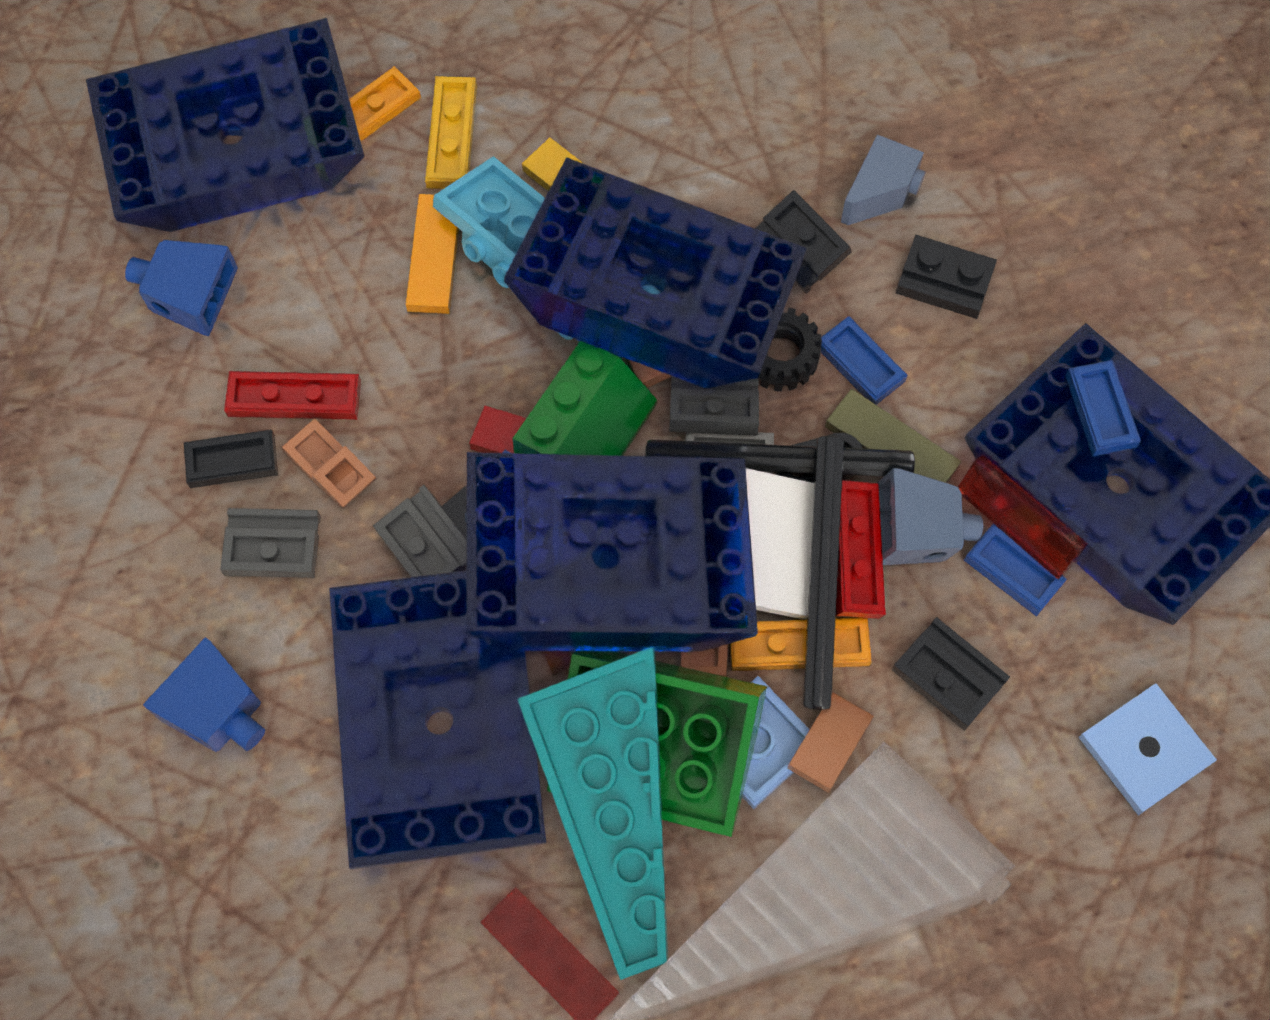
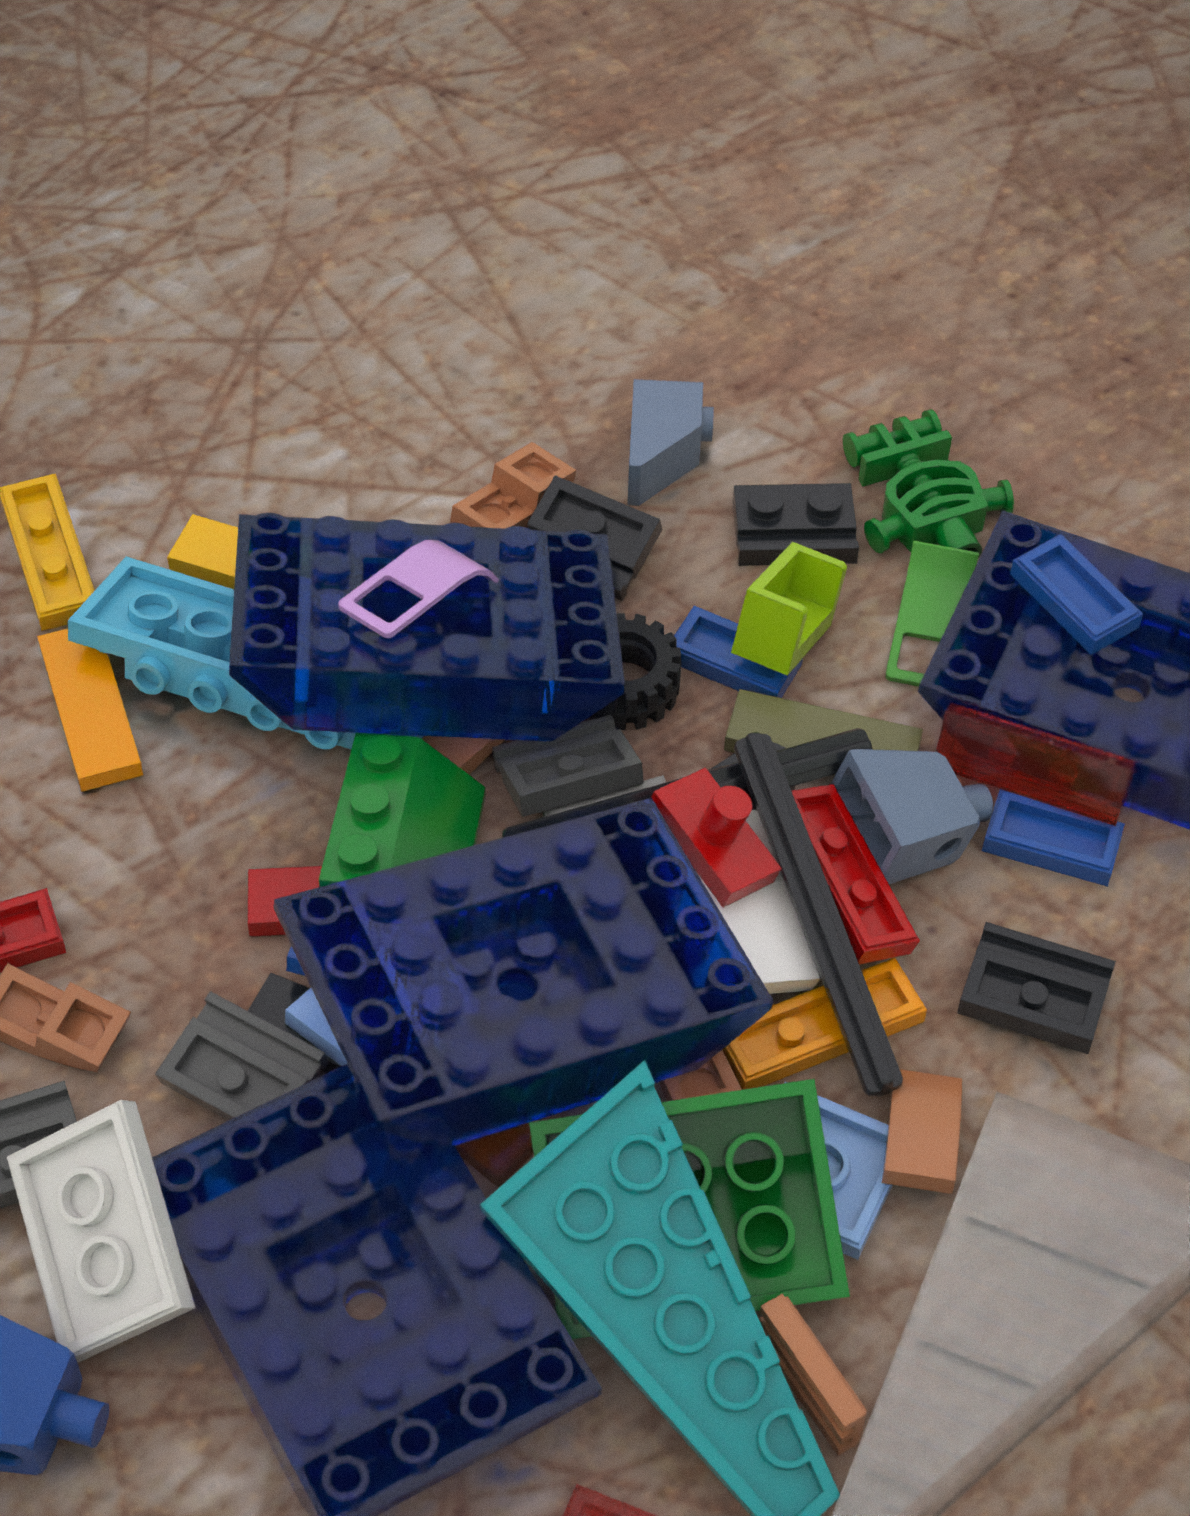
camera: 25 degrees left, 15 degrees down
(296, 620) = (100, 1231): none -> white tile
(661, 248) = (425, 570): none -> lavender piece
(685, 876) = (813, 1375): none -> nougat tile
(755, 197) = (514, 490): none -> nougat slope
(778, 497) = (715, 835): none -> red tile
(906, 344) = (789, 608): none -> lime panel
(1014, 362) = (929, 598): none -> bright green piece
(1047, 290) = (927, 493): none -> green piece

